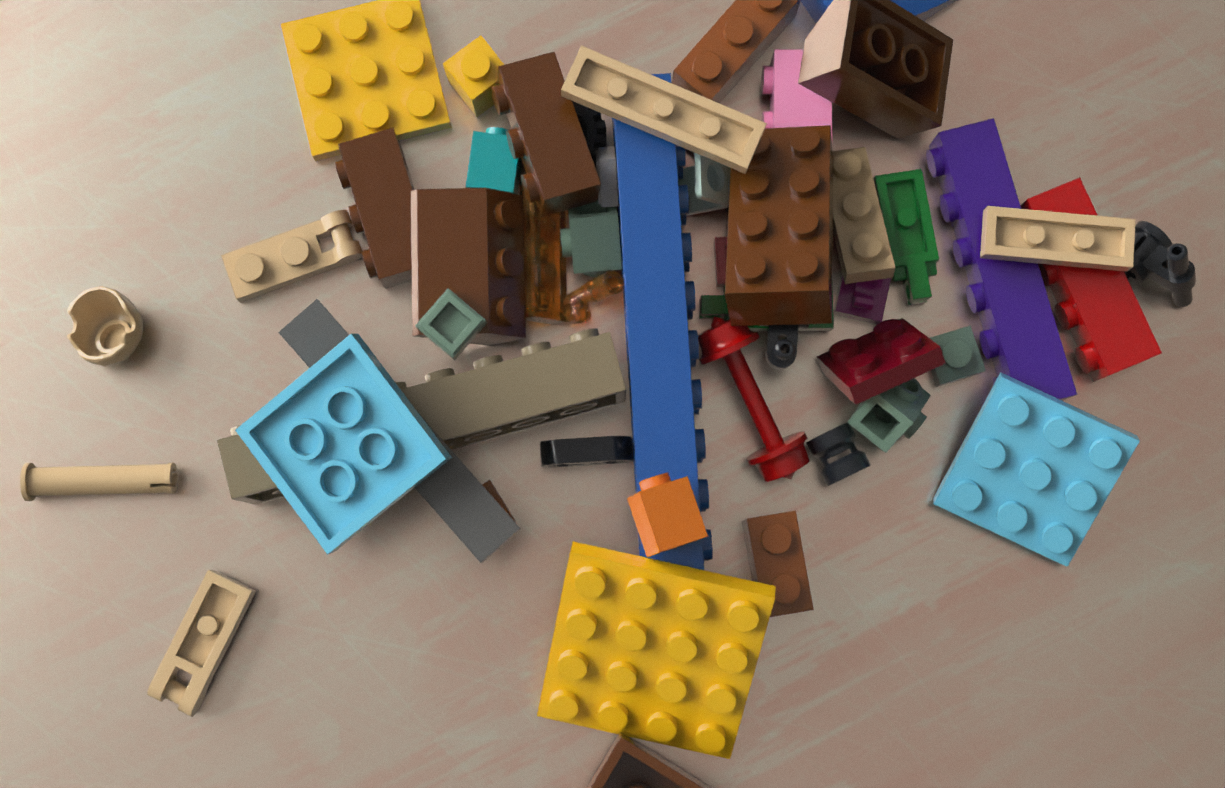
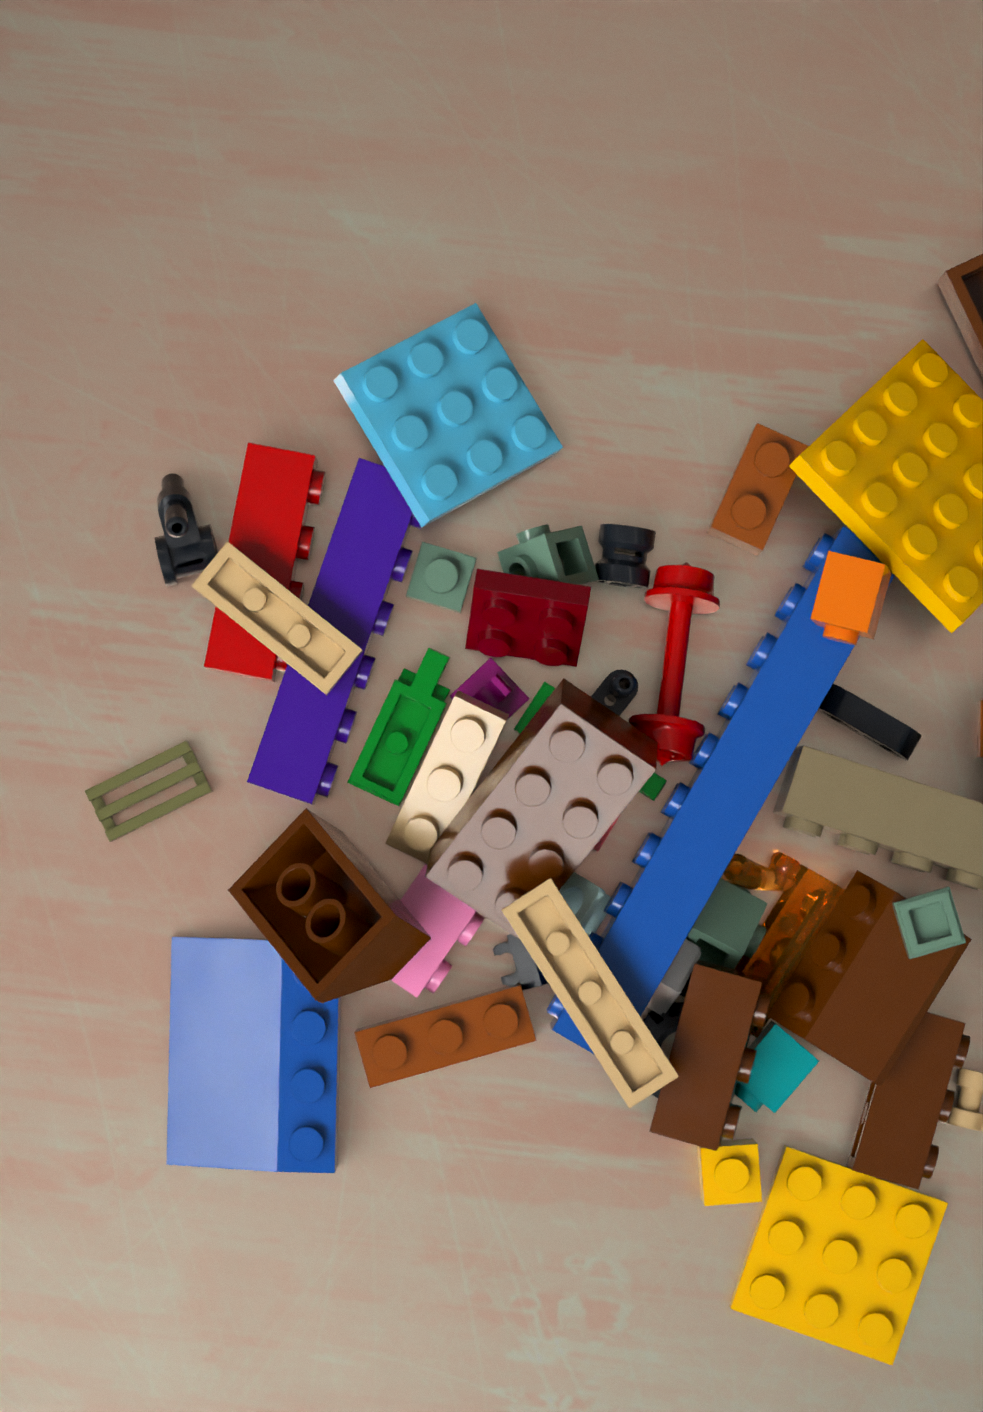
camera: 150 degrees left, 5 degrees up
(1066, 47) = (105, 812): none -> olive tile

